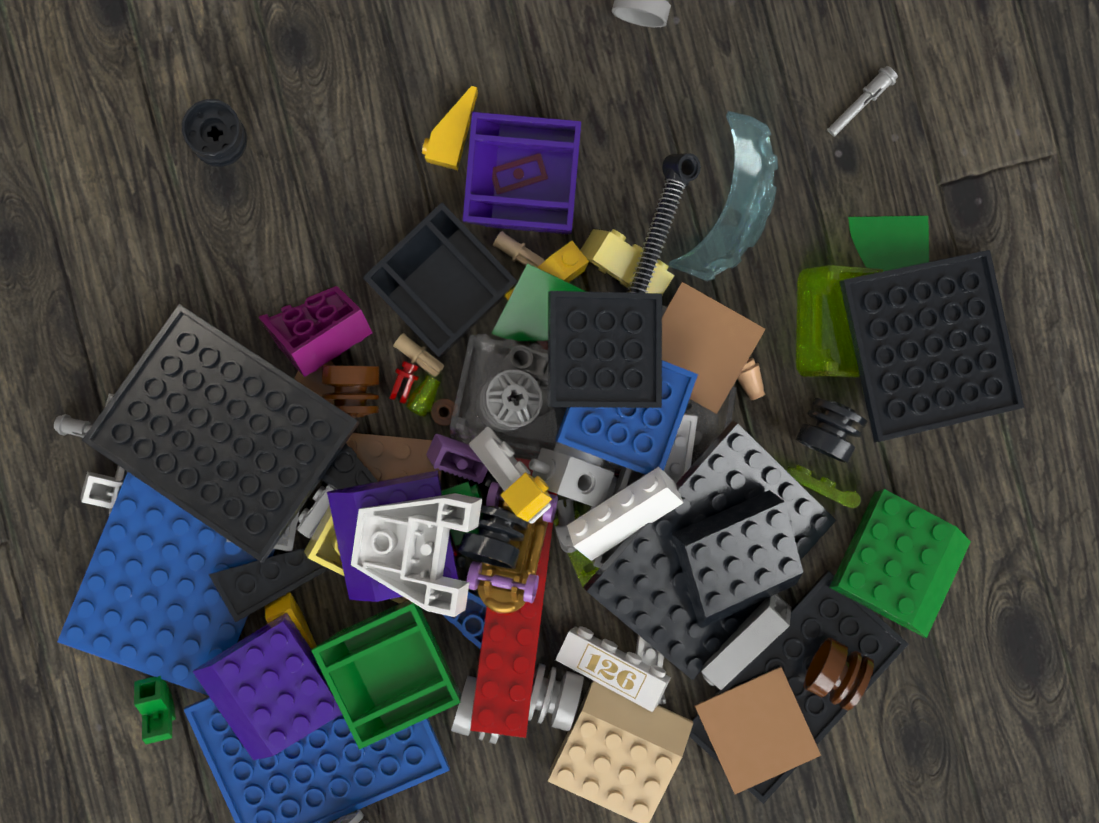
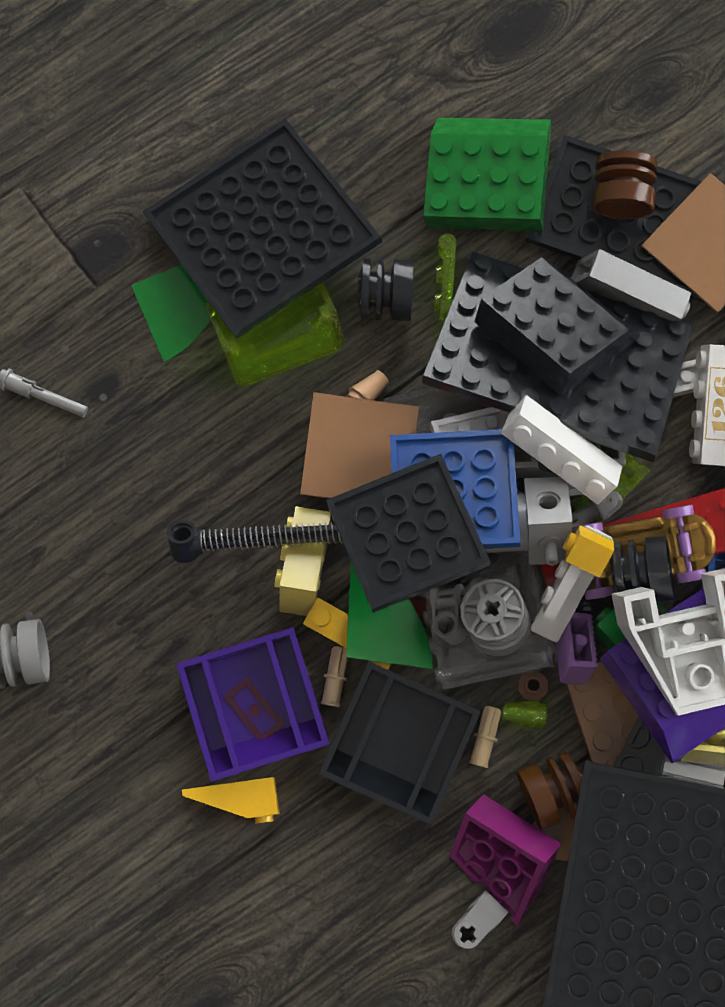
camera: 115 degrees left, 10 degrees down
(275, 290) = (482, 916): none -> light grey piece
(407, 372) = (513, 742): red arm -> none
(746, 206) = (198, 465): clear light blue windscreen -> none

